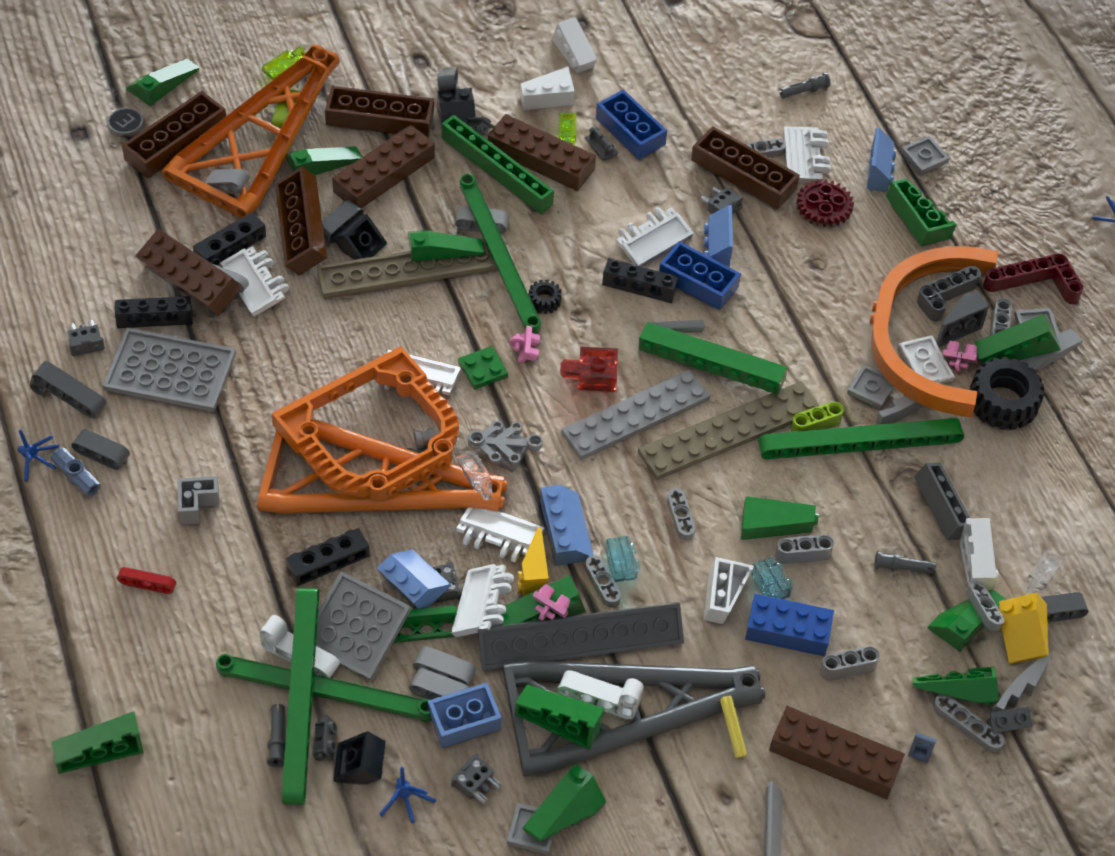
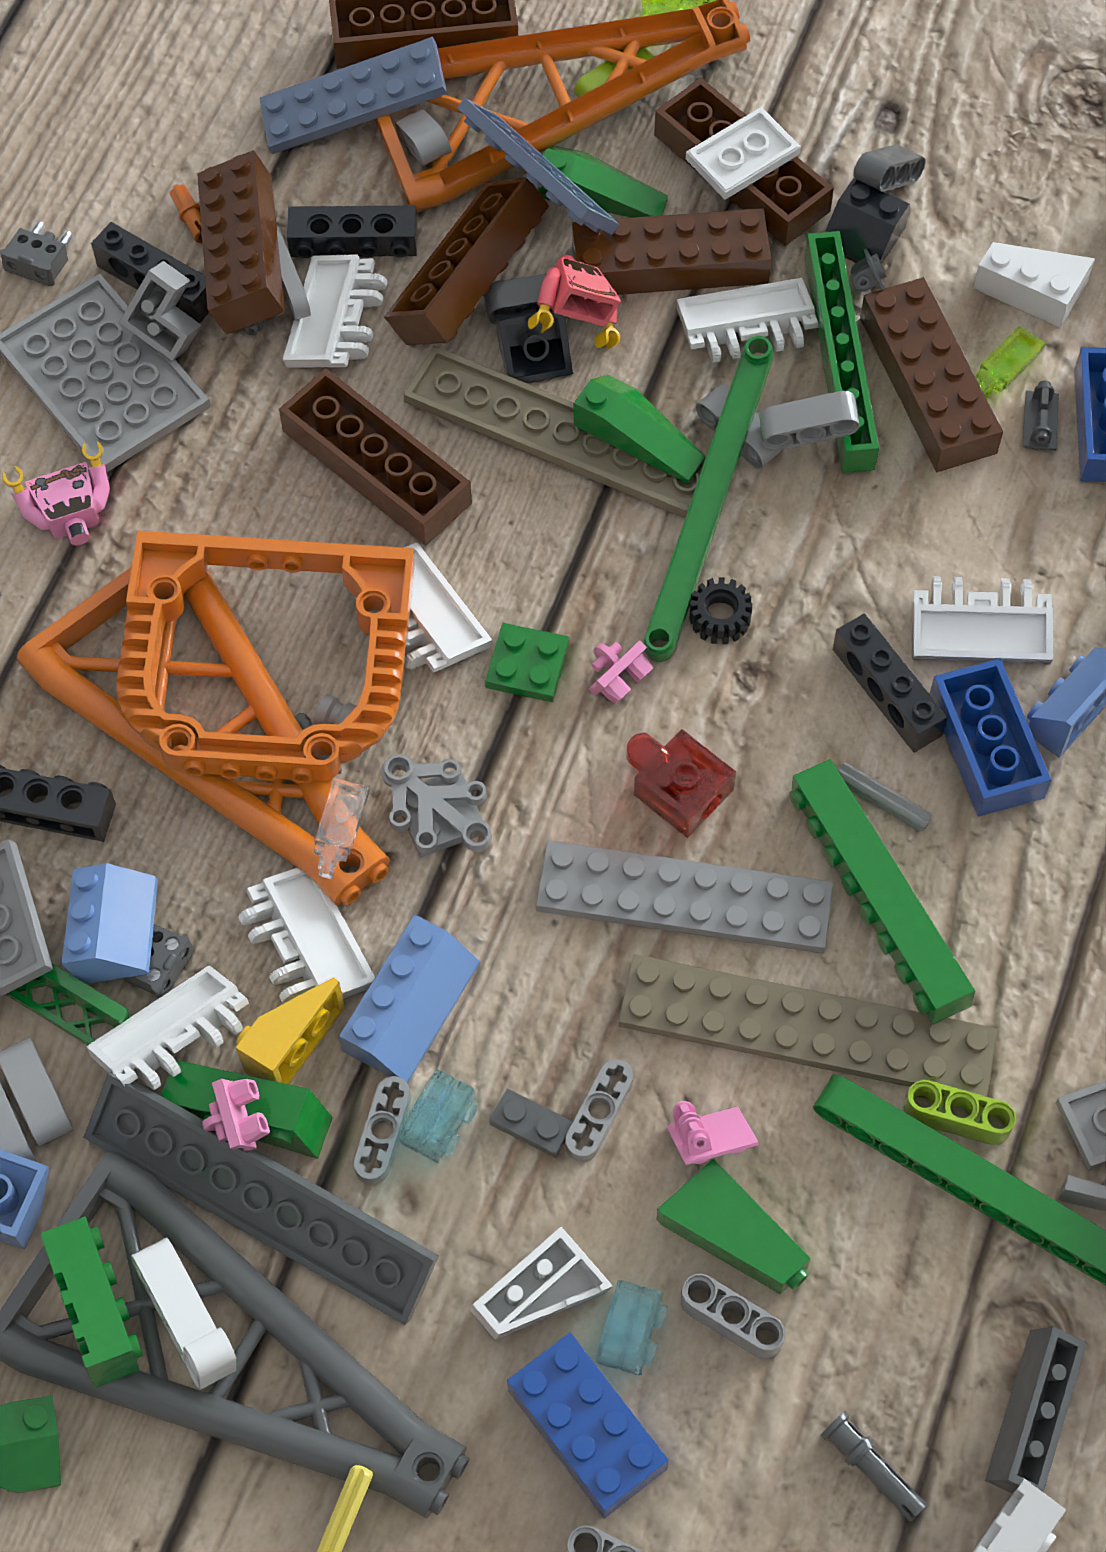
camera: 45 degrees right, 10 degrees up
(142, 277) = (188, 210): none -> orange axle
(174, 182) = (353, 95): none -> sand blue plate
(178, 326) = (154, 312): none -> light grey brick
(211, 429) = (66, 499): none -> bright pink torso
(295, 159) = (539, 169): none -> sand blue plate
(337, 325) = (376, 456): none -> reddish brown brick
(369, 203) = (581, 294): none -> coral torso
(382, 105) = (743, 153): none -> white tile
(435, 179) = (749, 313): none -> white hinge
(516, 196) = (809, 420): none -> light grey beam
(659, 537) = (530, 1123): none -> dark grey plate
(734, 490) = (709, 1135): none -> bright pink hinge

